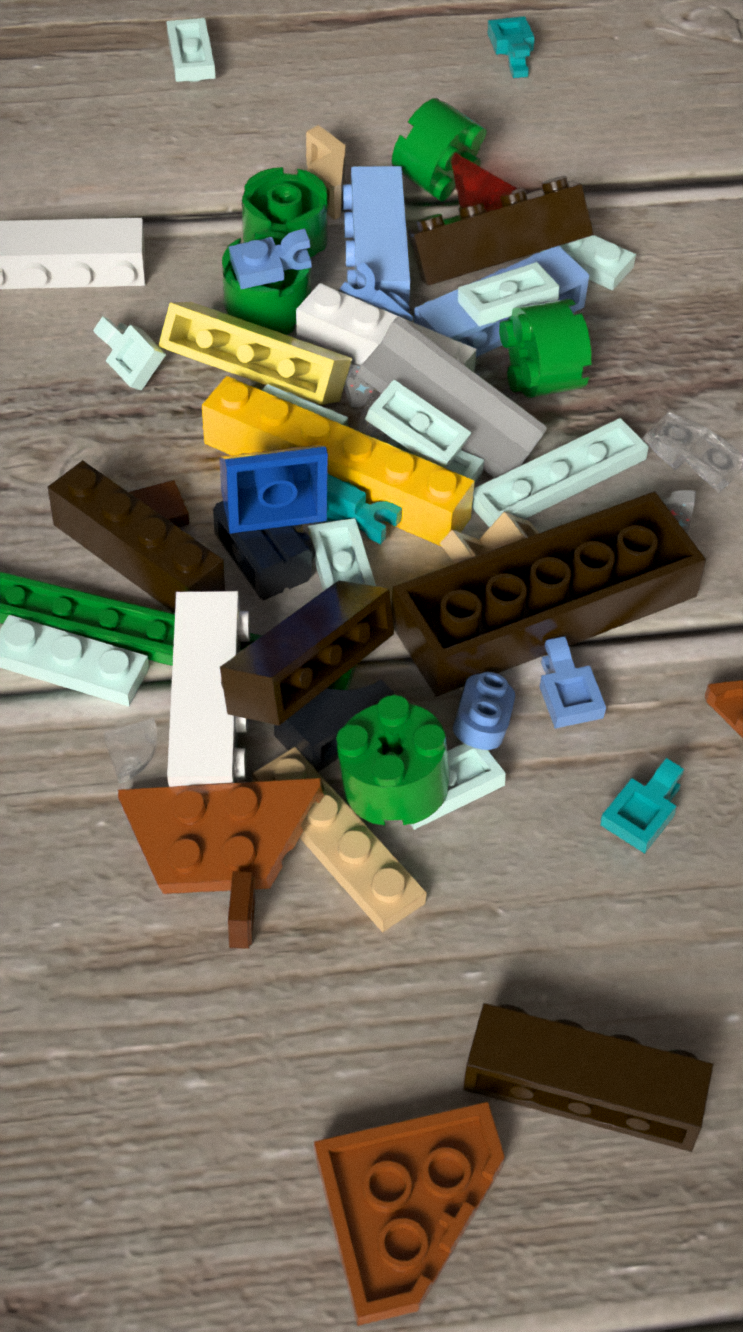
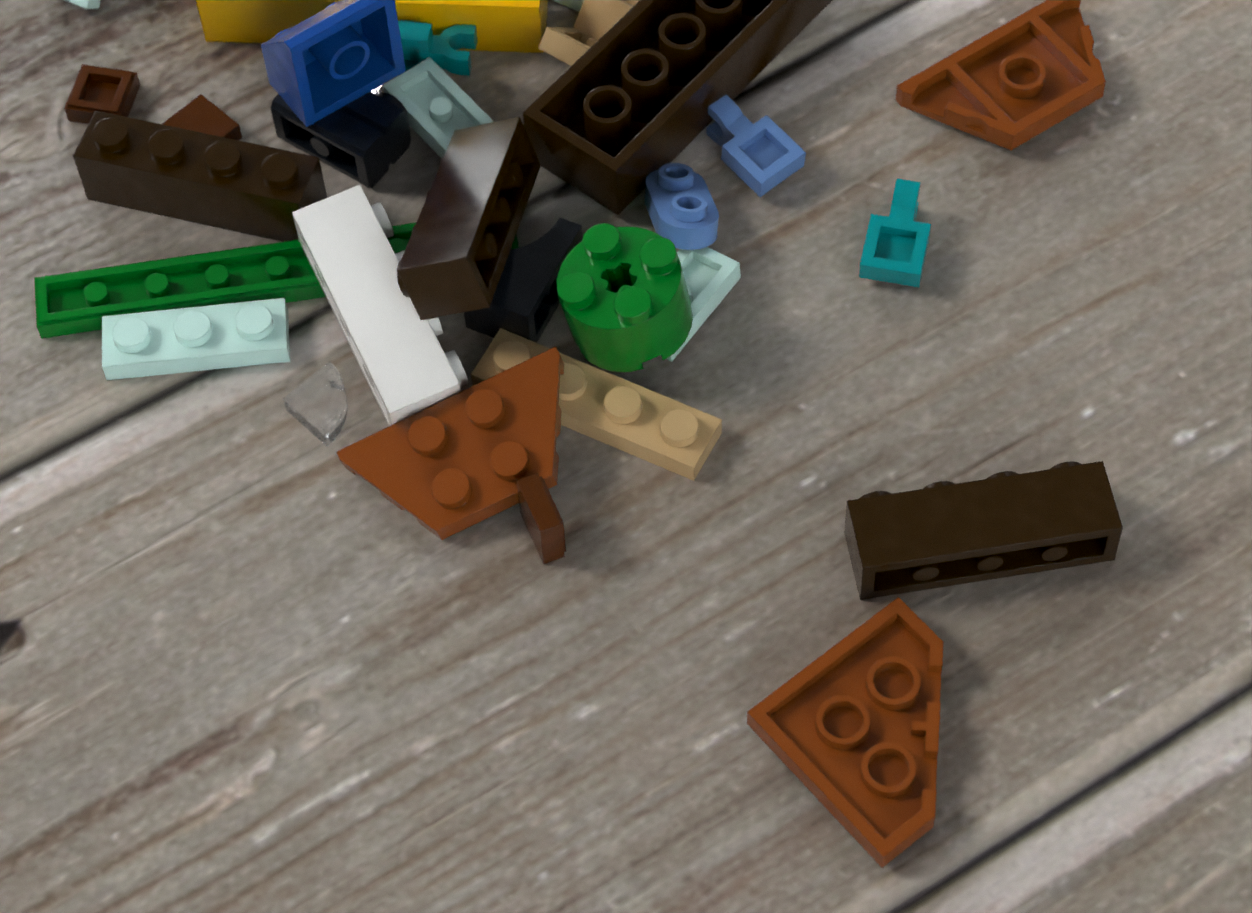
camera: 20 degrees left, 5 degrees up
(106, 452) = (103, 91): none -> reddish brown tile

